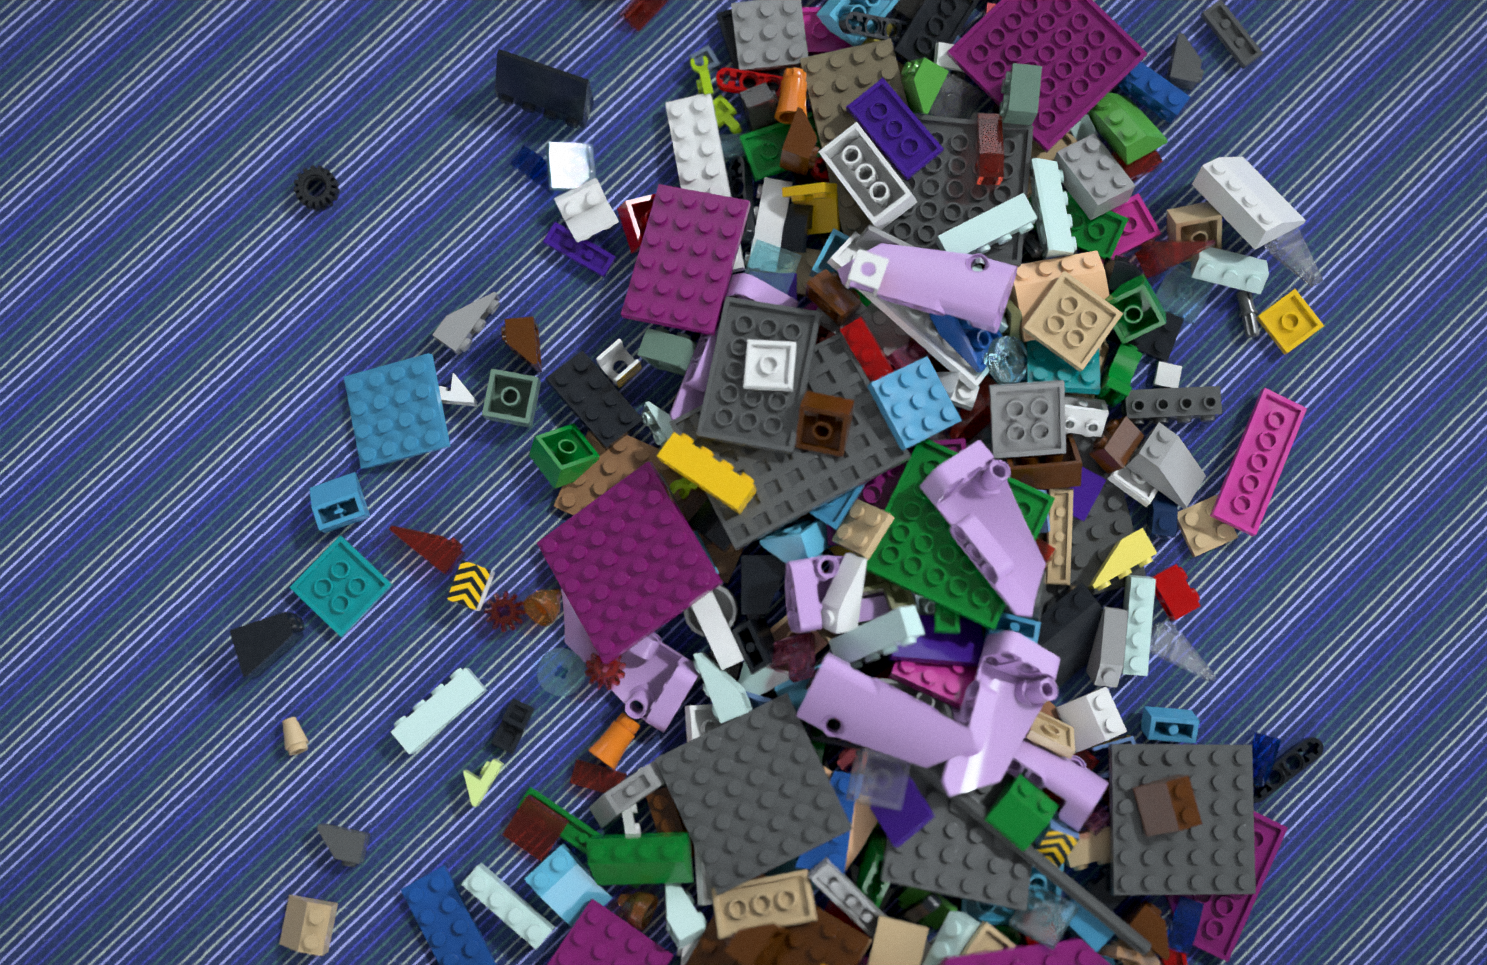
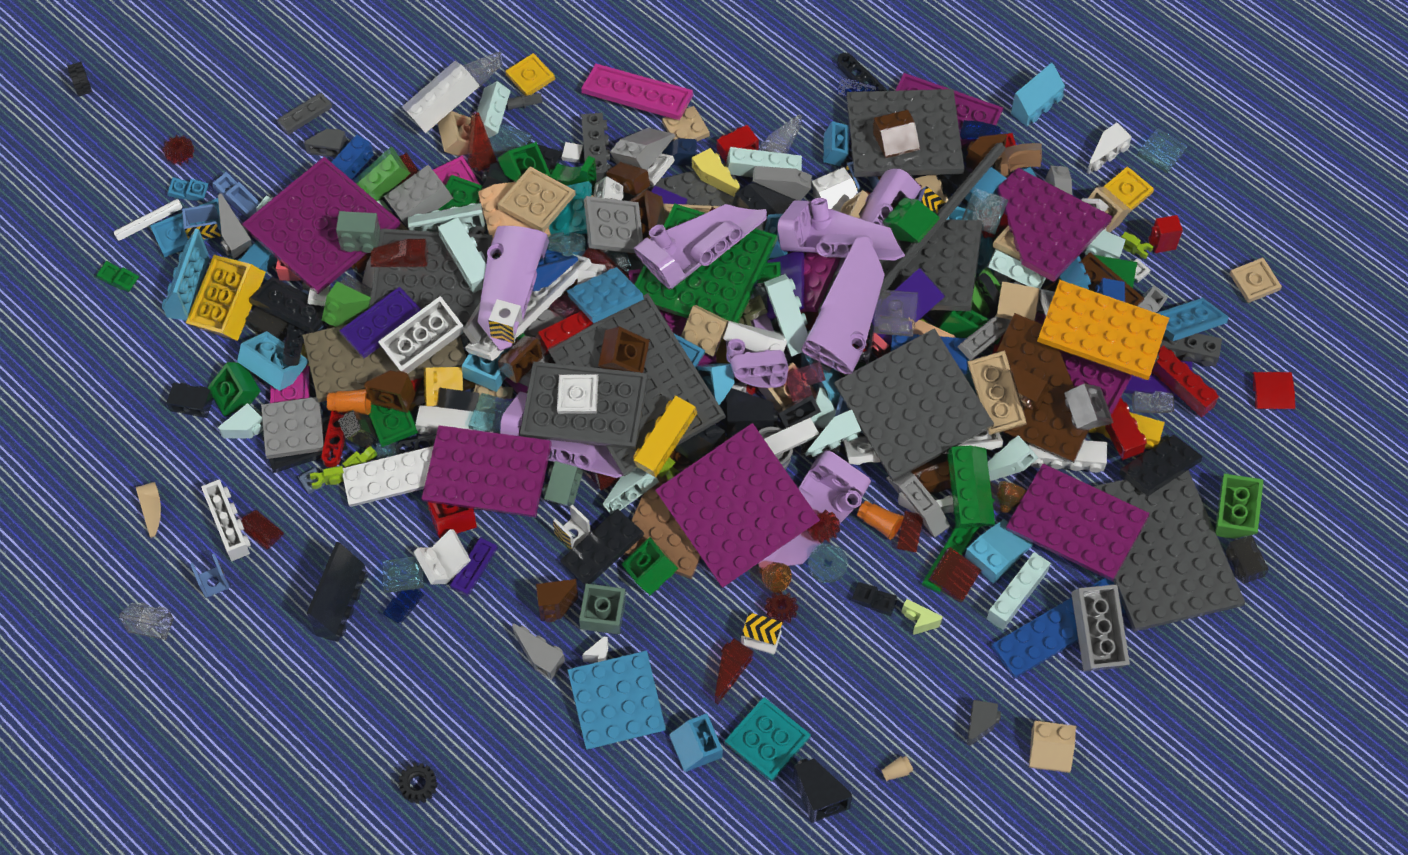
camera: 90 degrees left, 20 degrees down
(439, 710) = (866, 653): light aqua brick -> none

